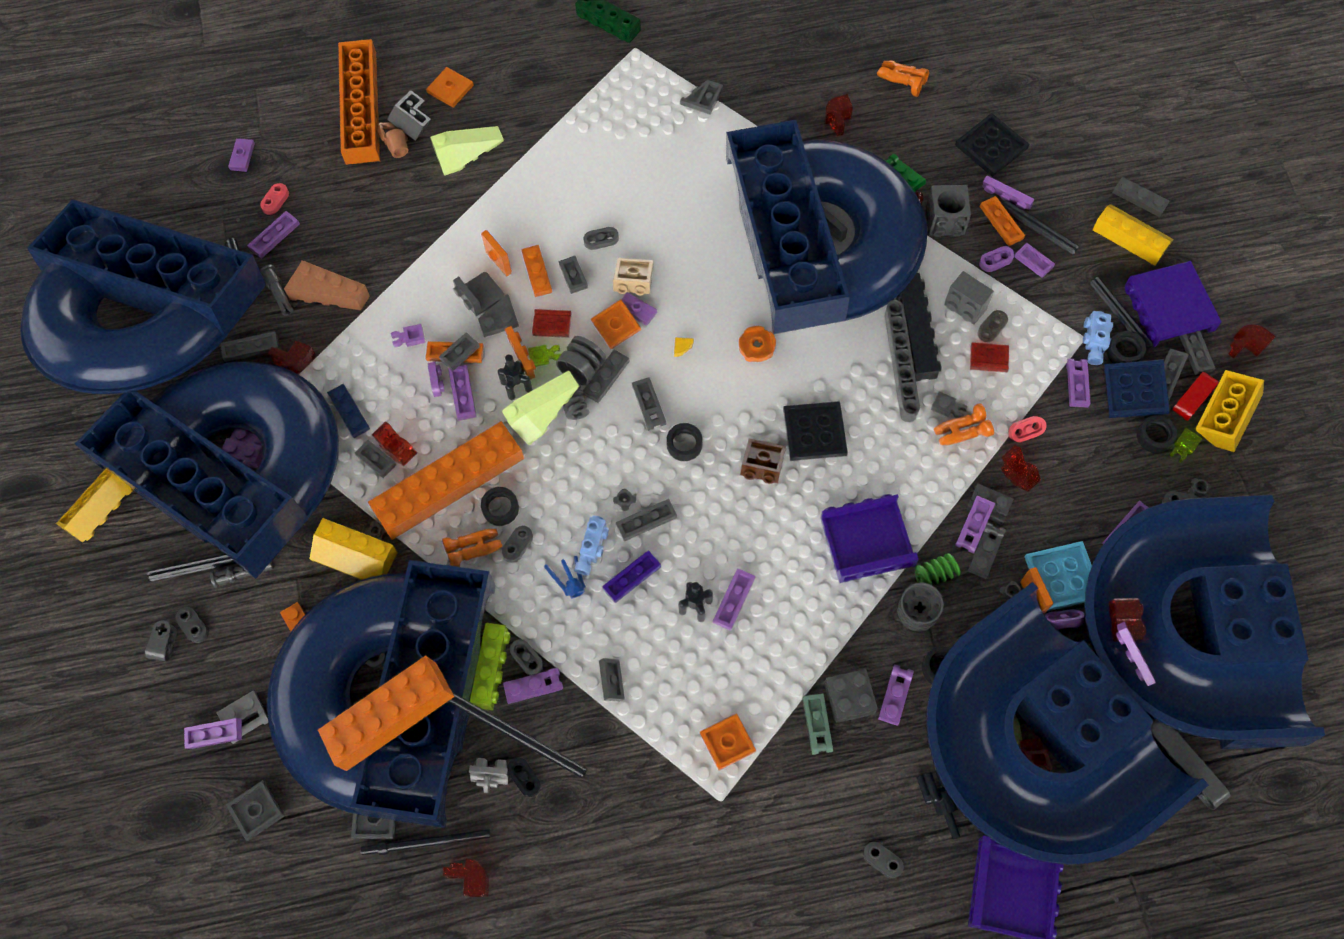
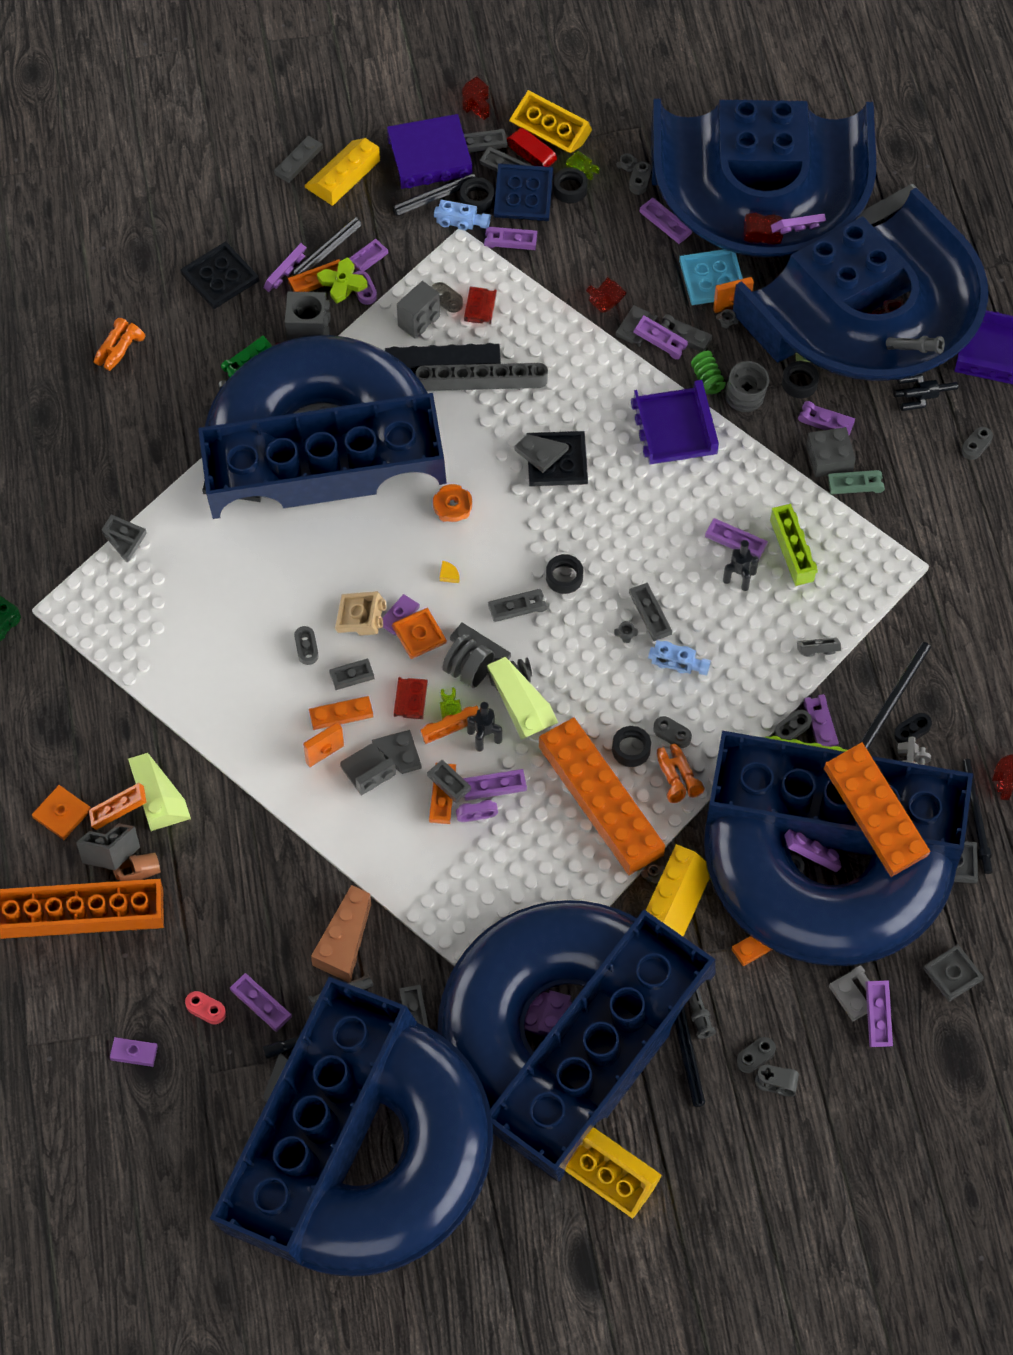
camera: 90 degrees left, 5 degrees down
(296, 359) = (437, 963): clear red brick -> none
(348, 410) = (508, 903): dark blue plate -> none
(375, 458) = (571, 870): dark grey plate -> none
(377, 660) = (813, 850): none -> medium lavender plate
(393, 444) = (559, 847): clear red brick -> none
(411, 336) = (418, 839): medium lavender plate -> none
(446, 117) = (117, 806): none -> orange plate
(574, 587) = (722, 677): blue plant -> none
(631, 576) = (711, 626): dark purple plate -> none
(726, 652) = (793, 544): none -> lime brick
(727, 741) = (877, 552): orange plate -> none
(762, 461) = (590, 504): reddish brown plate -> none
(817, 413) = (540, 451): none -> dark grey wing
(837, 111) = (160, 413): clear red brick -> none
(946, 404) = (533, 346): dark grey plate -> none
(978, 416) = (568, 339): orange piece -> none
(978, 783) = (922, 344): none -> dark grey pin
(996, 236) = (342, 281): none -> lime plant
(1026, 430) = (560, 285): coral plate -> none
(1065, 619) = (757, 274): medium lavender plate -> none

